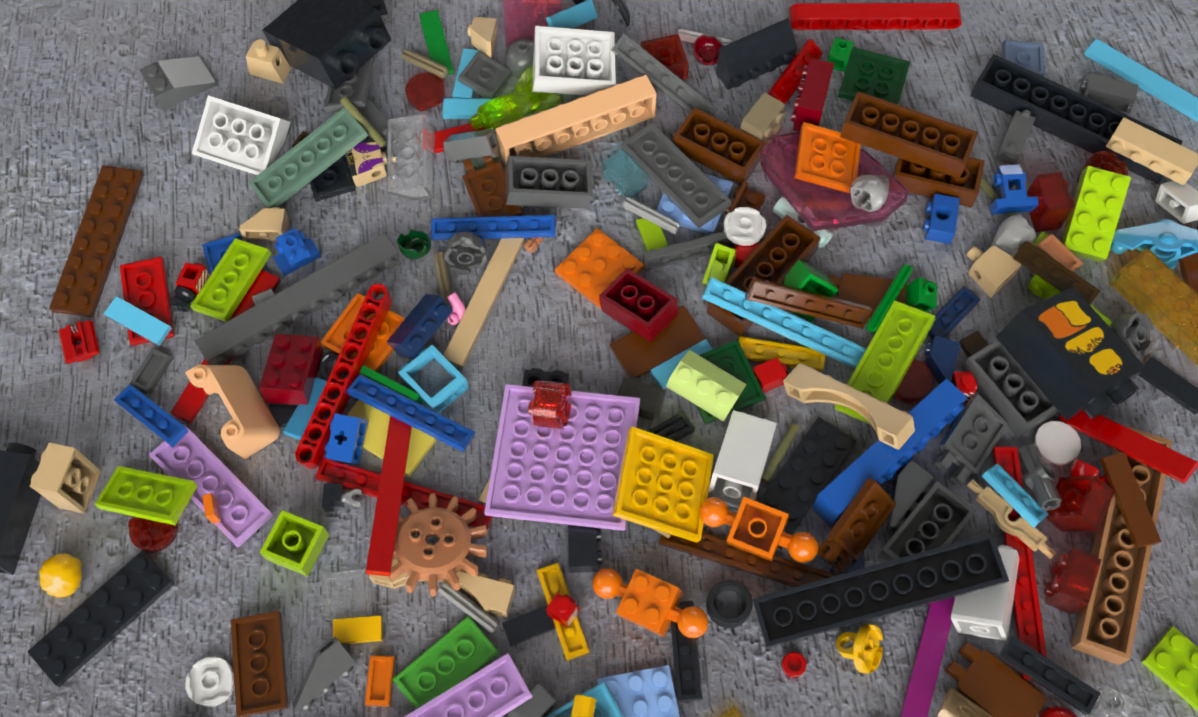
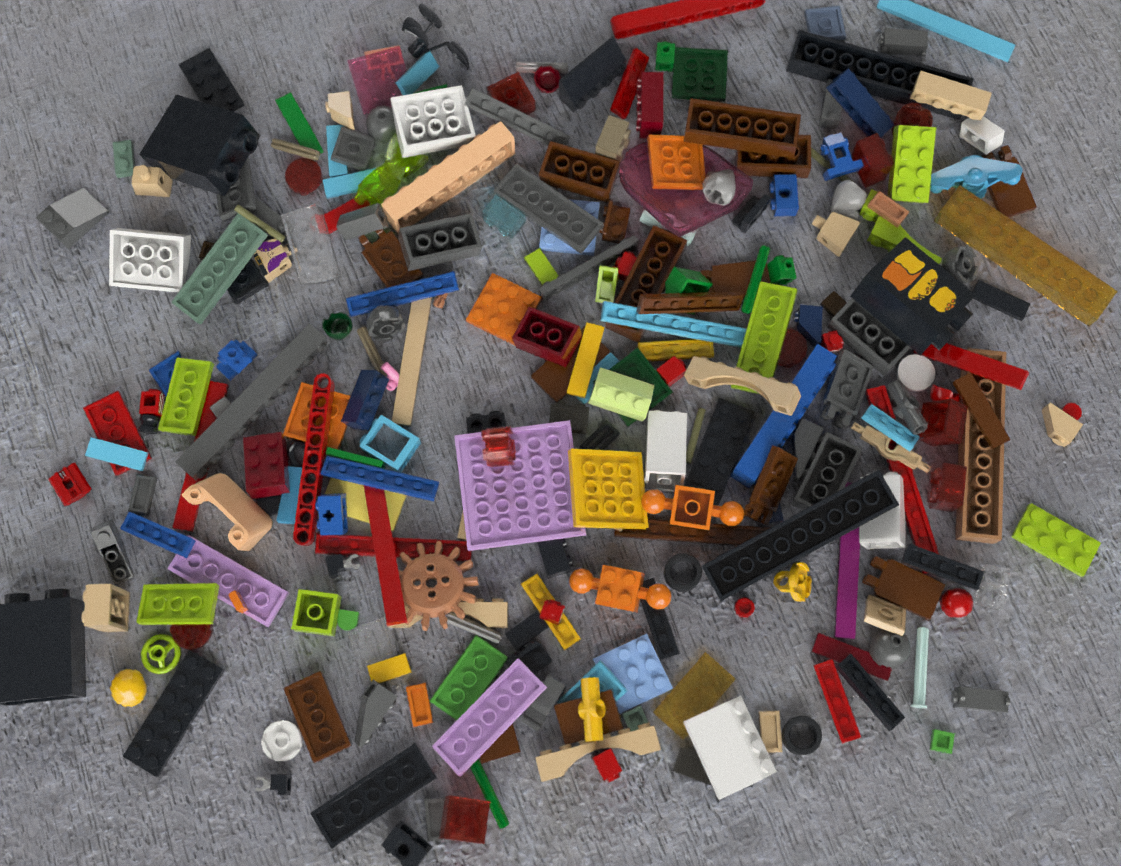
camera: 15 degrees left, 10 degrees up
(96, 242) = (52, 388): reddish brown plate -> none
(97, 422) = (112, 551): none -> dark grey slope
(102, 540) = (161, 660): none -> lime piece
(249, 33) = (123, 158): none -> sand green plate
(266, 225) = (201, 338): tan slope -> none
(328, 561) = (348, 619): none -> bright green tile
(527, 657) = (533, 656): none -> black bracket
(651, 215) = (536, 250): light grey axle -> none
(675, 341) = (585, 360): none -> yellow tile
(744, 226) = (620, 243): white tile -> none
(900, 228) = (751, 212): none -> black bracket
(953, 313) = (811, 278): dark blue tile -> none
(1046, 140) = (859, 104): none -> dark blue brick
(1054, 272) = (887, 226): dark brown tile -> none

